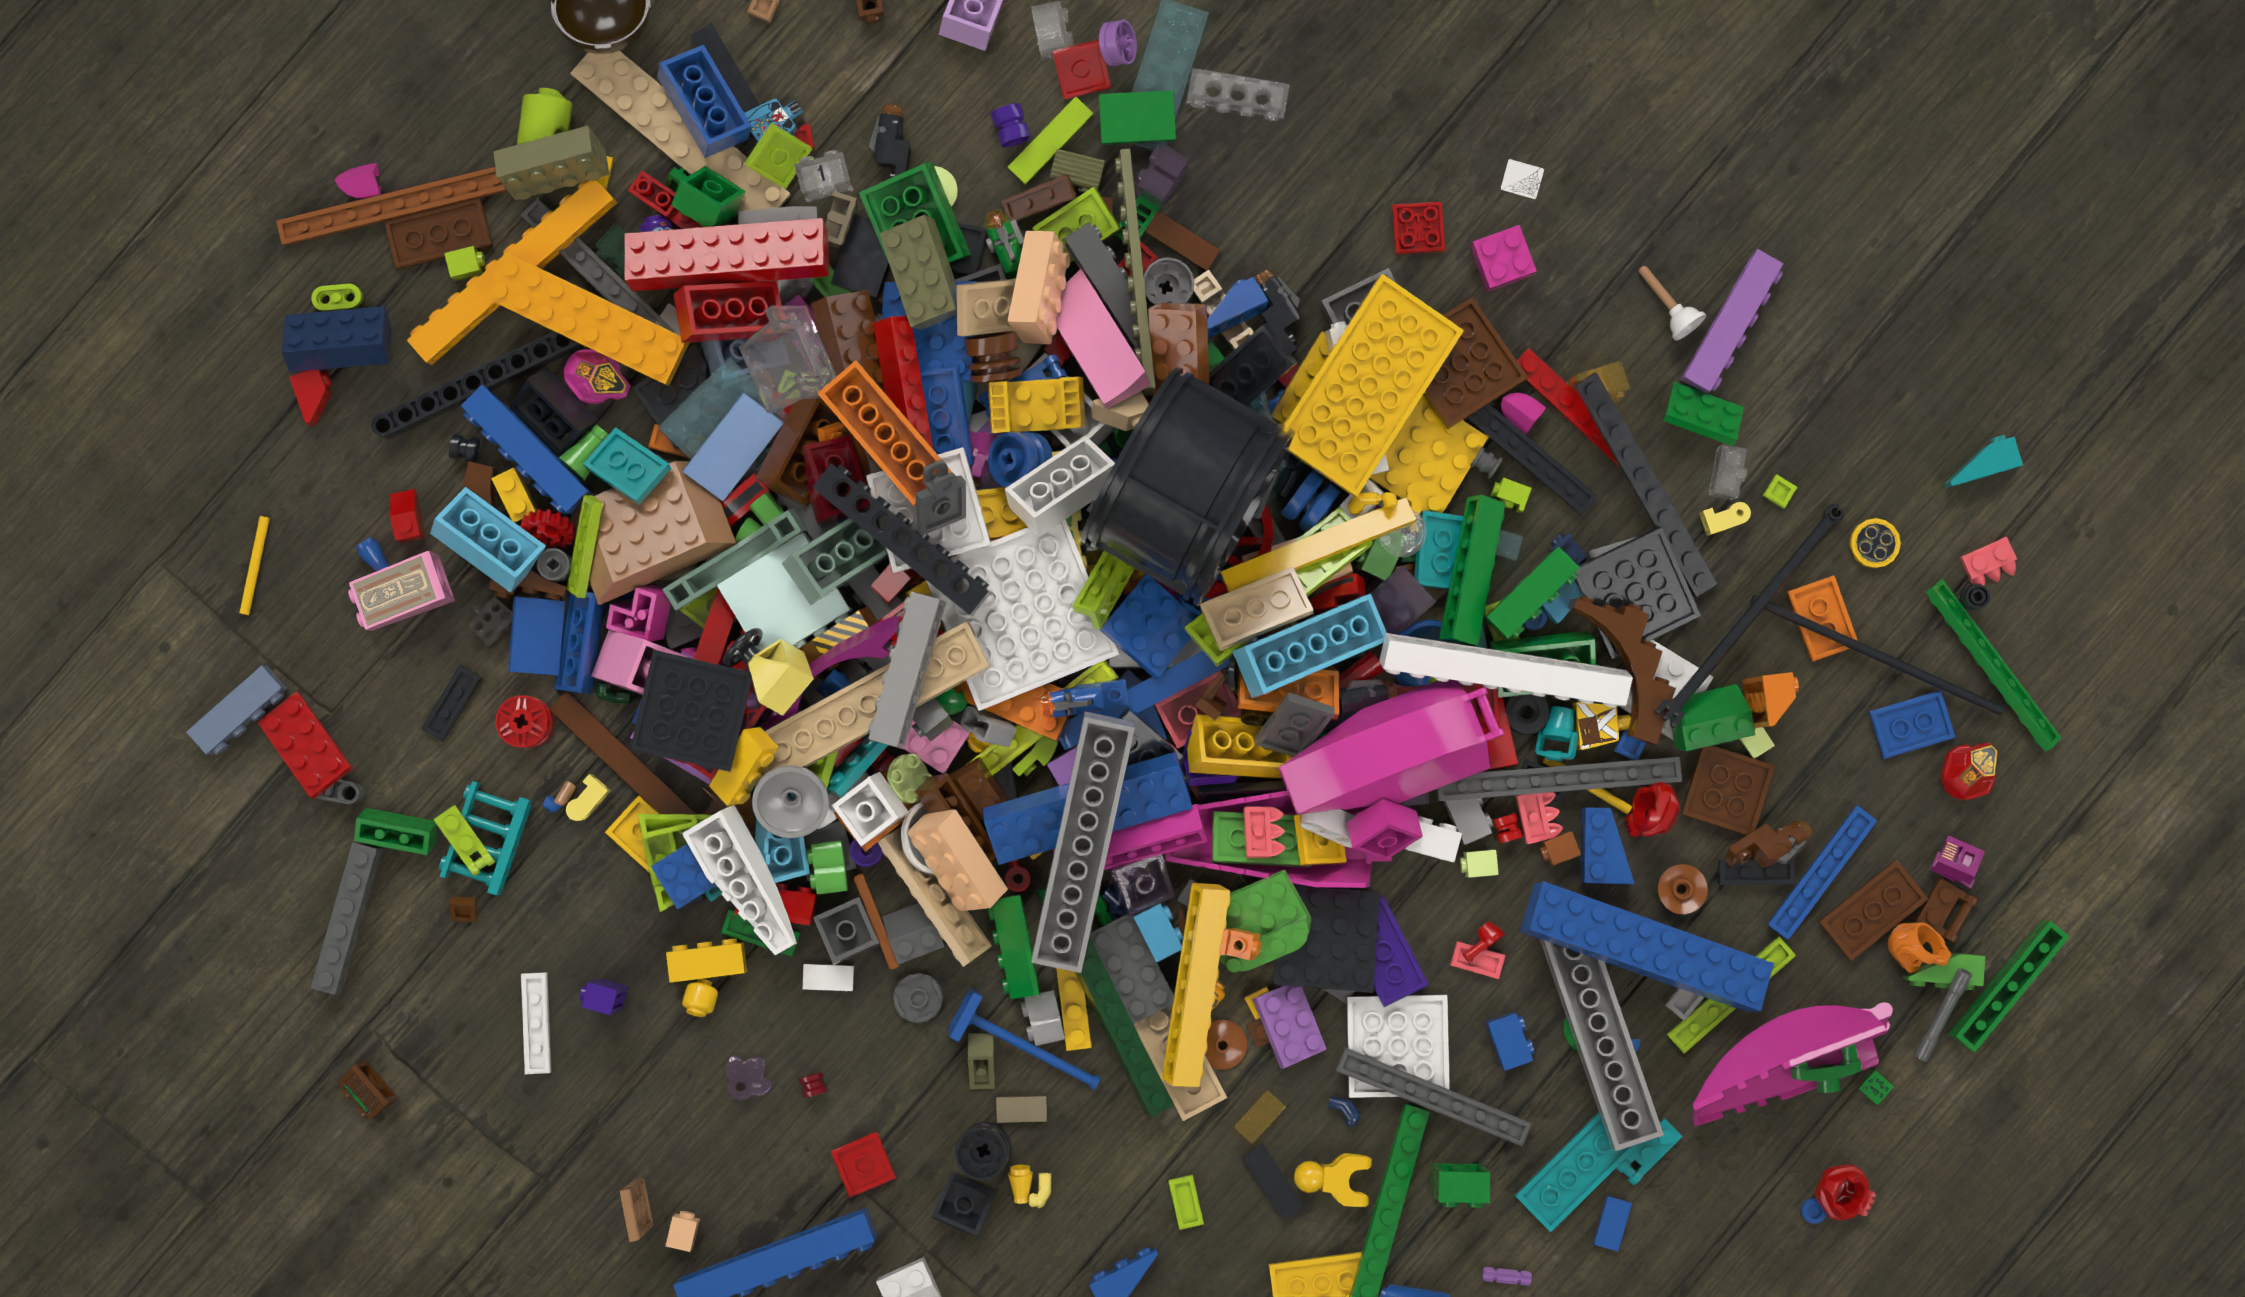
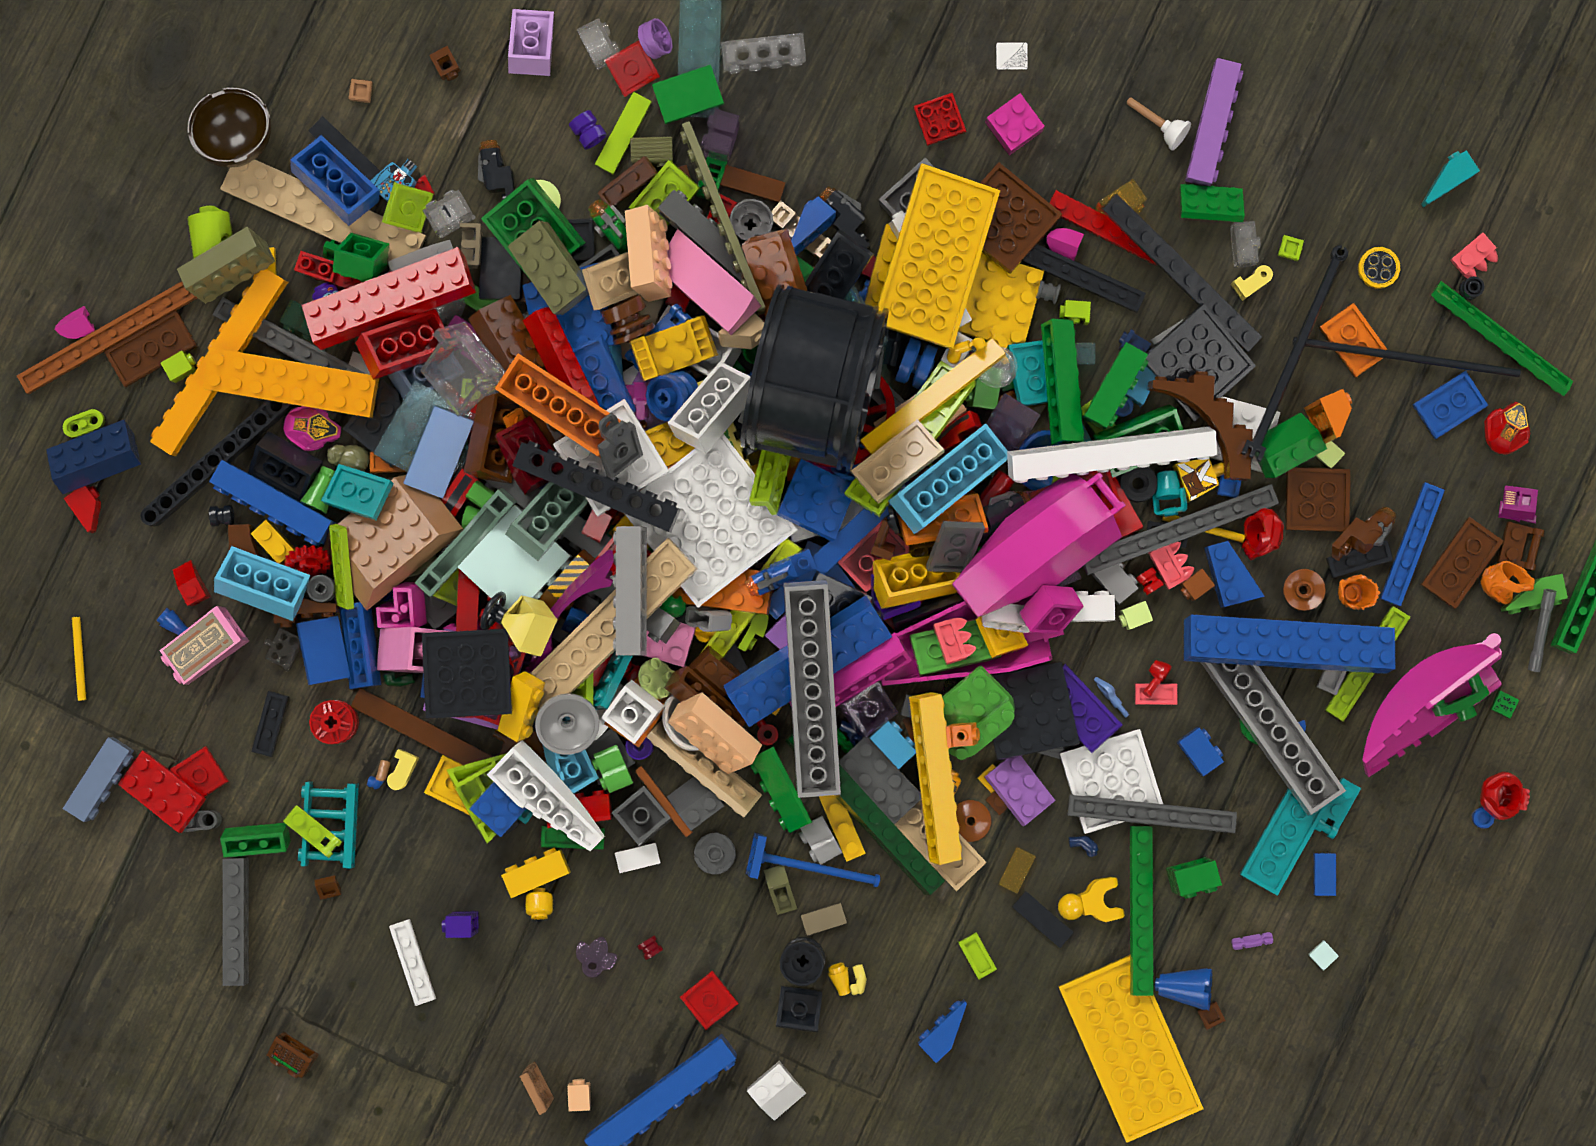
camera: 10 degrees left, 0 degrees up
(356, 736) = (201, 772): none -> red tile
(629, 421) = (350, 456): none -> olive hair
(1424, 943) = (1109, 692): none -> medium blue hand
(1743, 910) = (1358, 592): none -> orange hair

